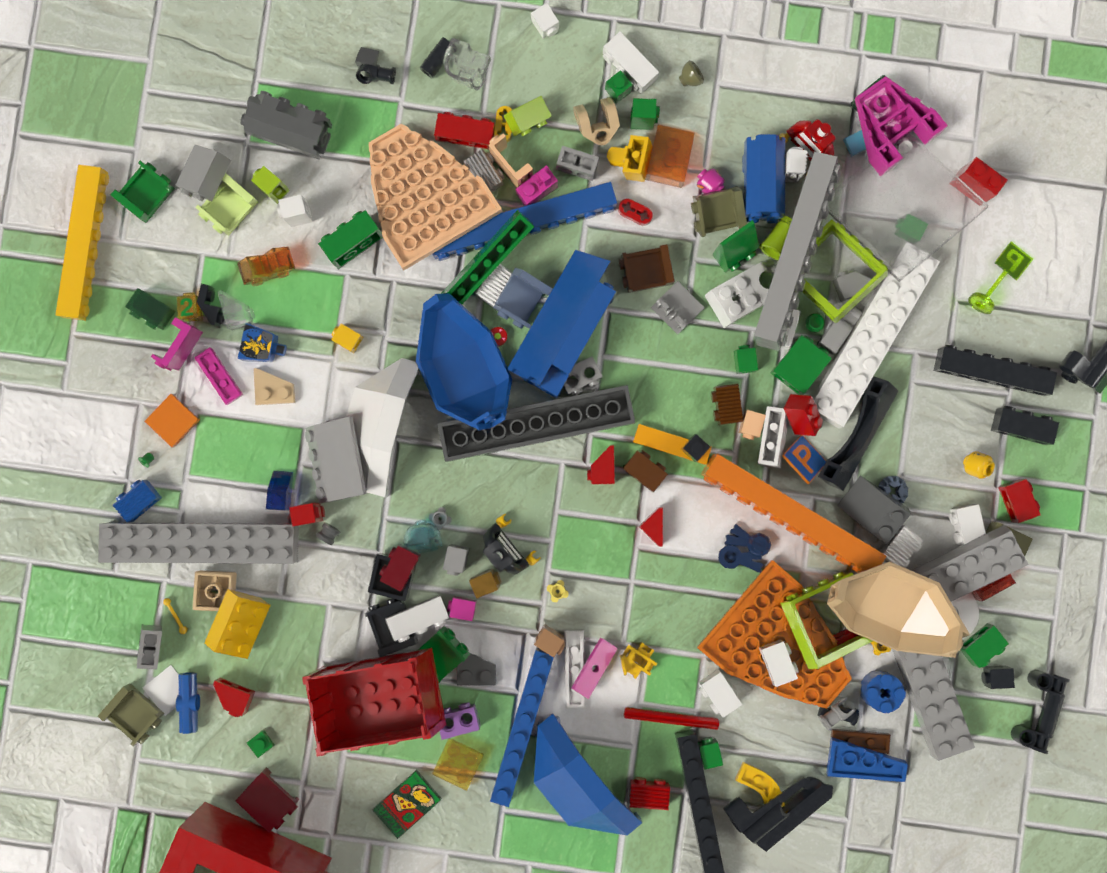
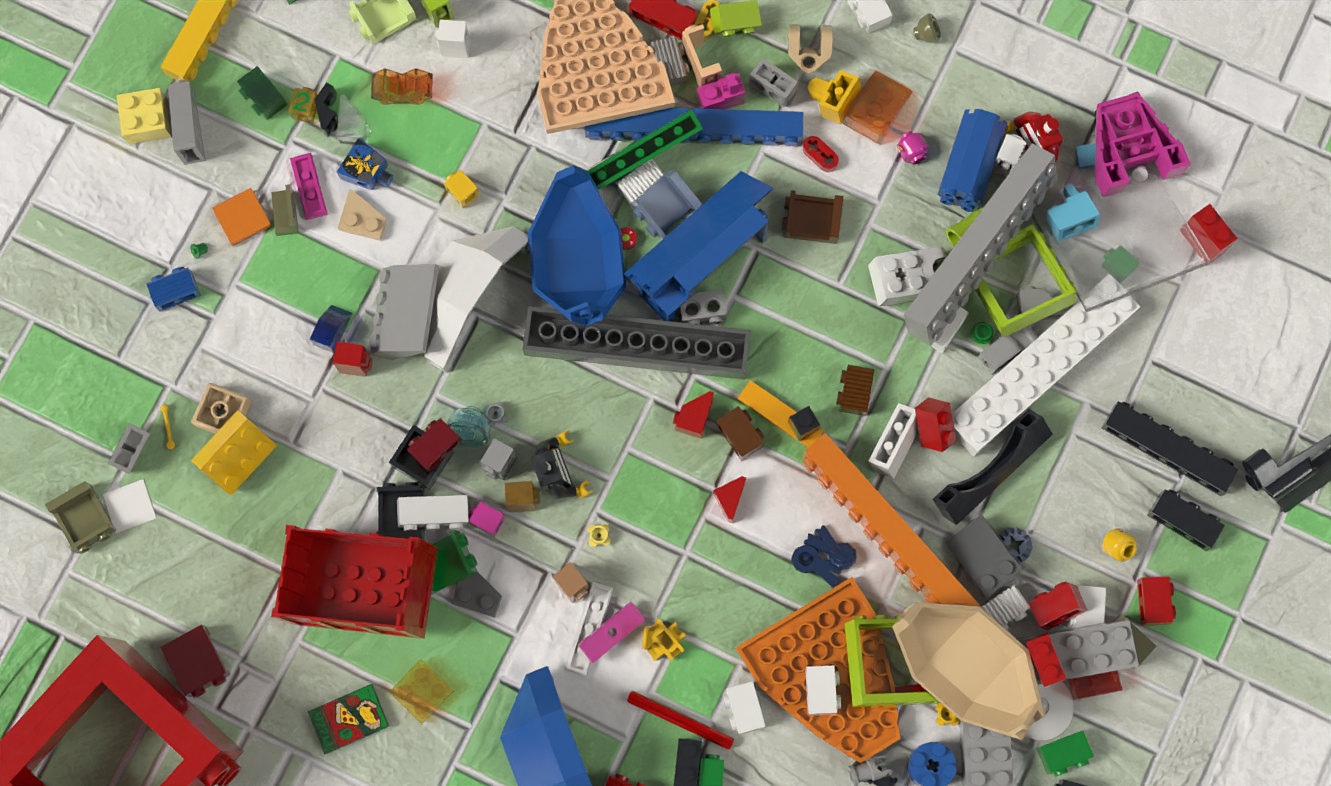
camera: 20 degrees right, 10 degrees down
(57, 361) = (144, 116): none -> light yellow brick
(94, 356) = (185, 123): none -> light grey slope
(180, 347) = (280, 141): dark pink panel -> none
(188, 703) = (147, 524): blue piece -> none
(198, 543) = (223, 354): light grey brick -> none
(206, 404) = (285, 211): none -> olive panel
(233, 696) = (200, 535): red slope -> none
(260, 743) = (210, 597): green plate -> none
(328, 533) = (367, 390): dark grey wheel -> none
(350, 239) = (502, 86): green brick -> none
(460, 725) = (438, 648): medium lavender brick -> none
(521, 728) = (508, 672): blue brick -> none
(618, 86) = (844, 17): green brick -> none
(644, 114) = (862, 53): green brick -> none
(677, 307) = (834, 269): light grey hinge -> none
(718, 210) = (911, 179): olive panel -> none
(737, 247) = (919, 222): green slope -> none
(745, 359) = (891, 348): green brick -> none
(751, 425) = (875, 420): light nougat brick -> none
(801, 365) = (952, 371): green panel -> none
(804, 459) = (923, 475): blue piece -> none
(863, 201) = (1074, 216): none -> medium azure hinge
(945, 531) = (1057, 605): none -> red brick
(954, 584) = (1045, 659): none -> red brick
(1014, 263) = (1225, 335): clear neon green piece -> none

